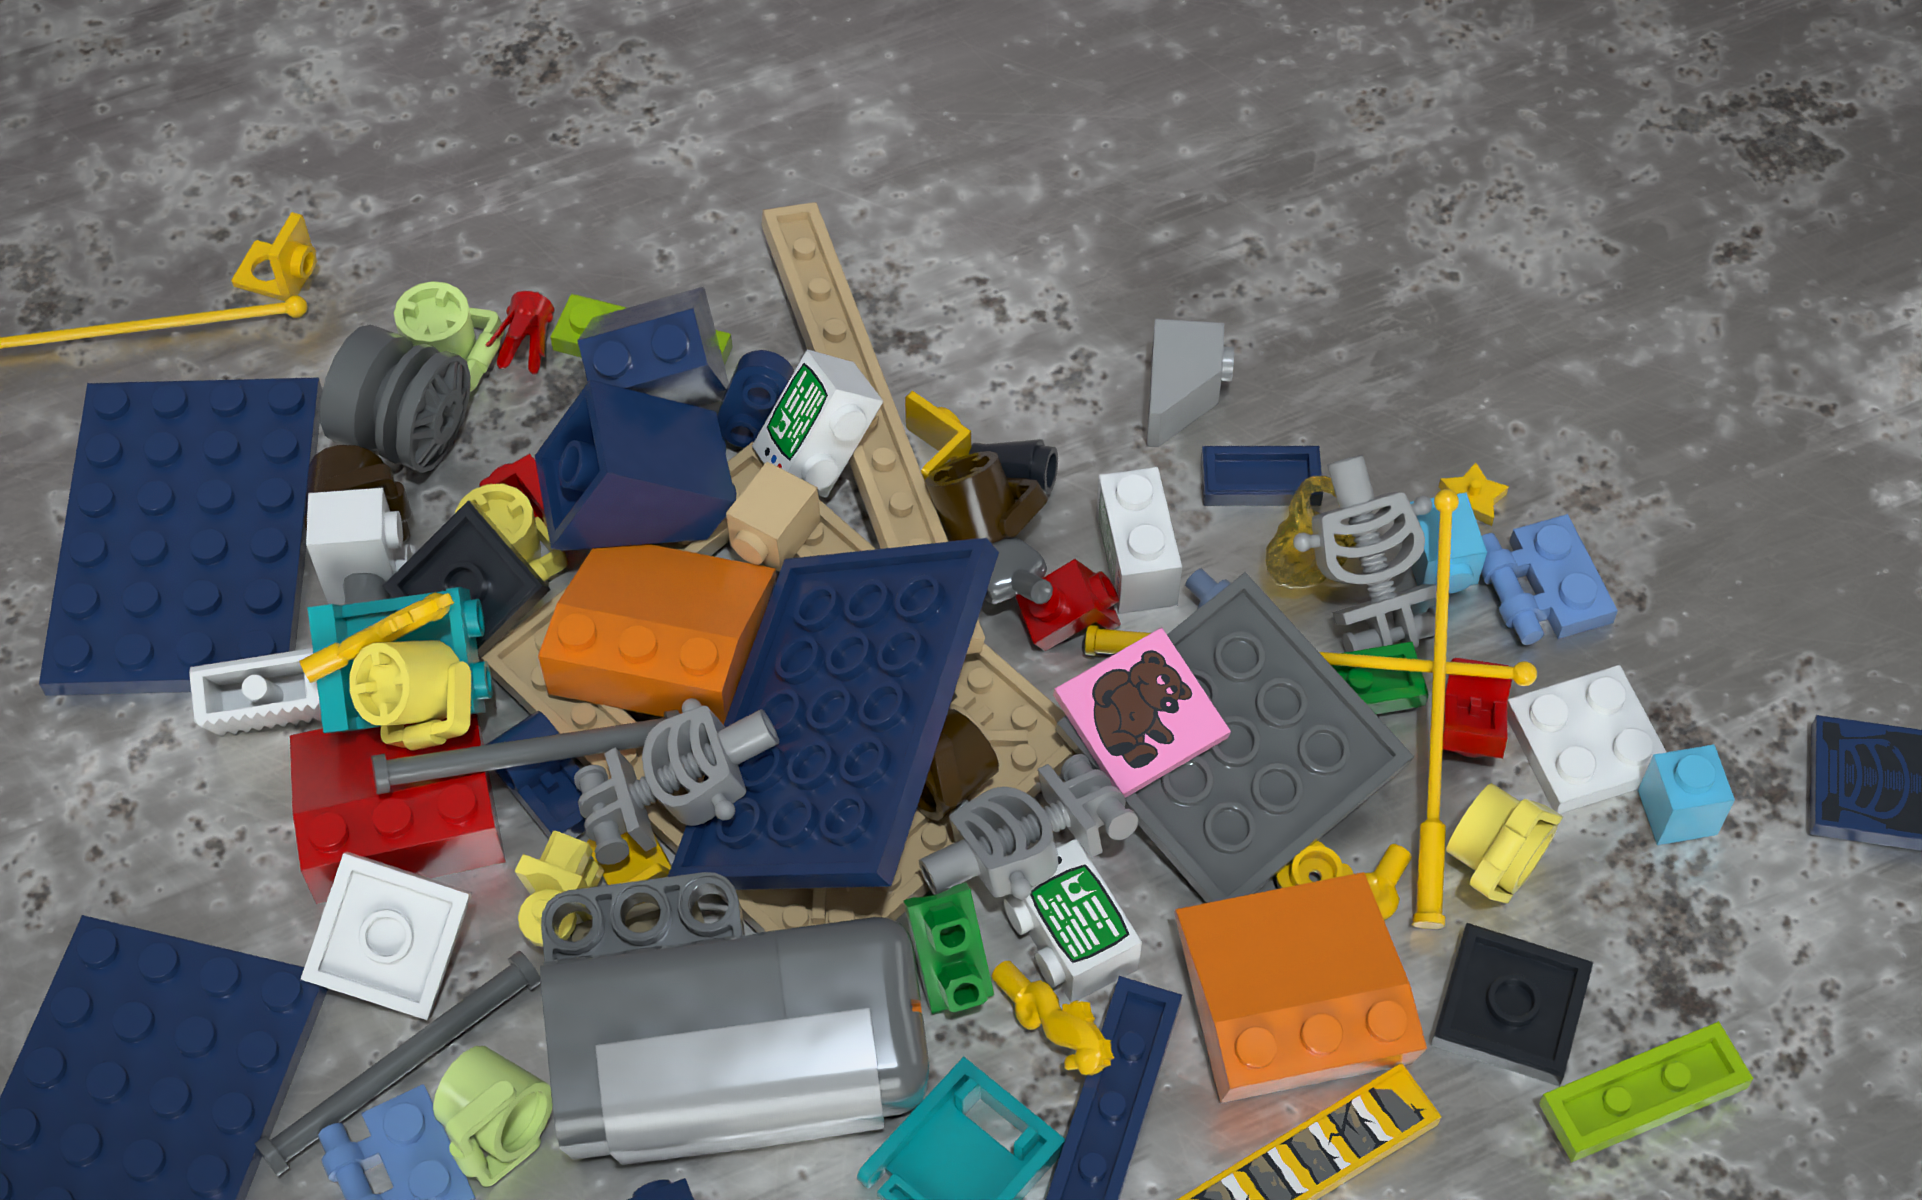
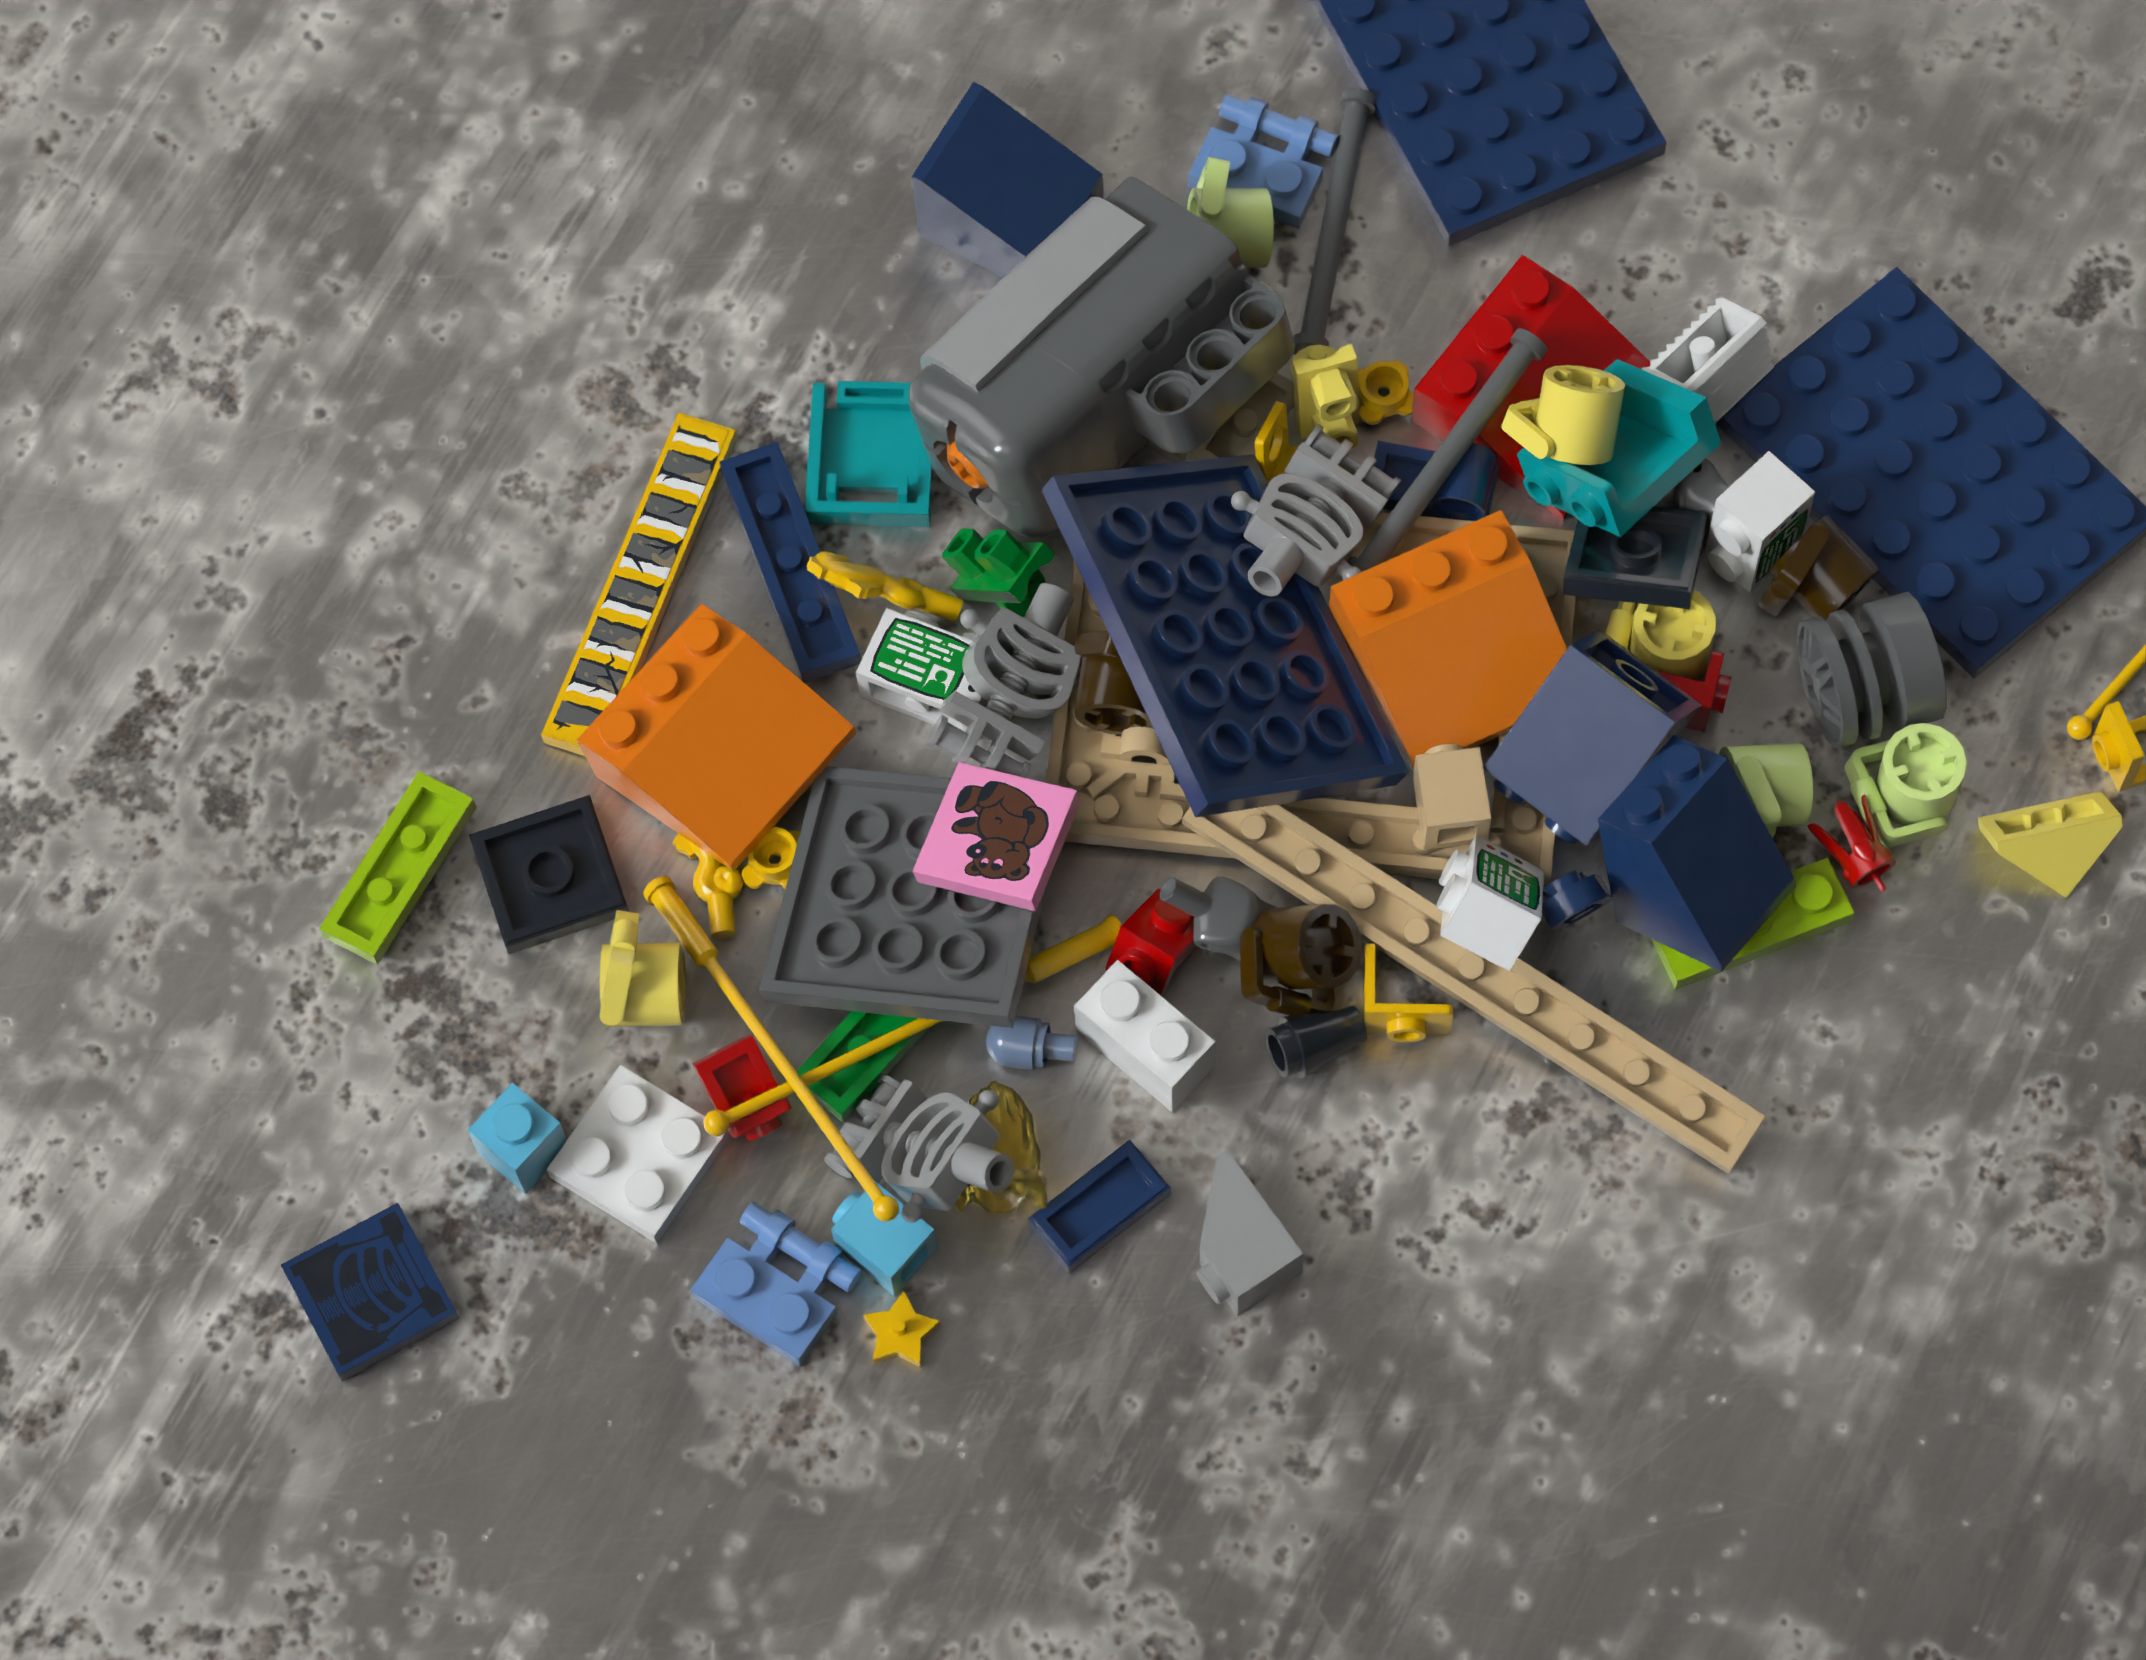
camera: 145 degrees right, 10 degrees up
(386, 251) = (2055, 838): none -> light yellow slope
(386, 630) = (1622, 427): yellow animal -> none
(386, 935) = (1421, 273): white plate -> none
(488, 896) = (1388, 375): none -> yellow plate
(541, 385) = (1776, 781): none -> yellowish green piece

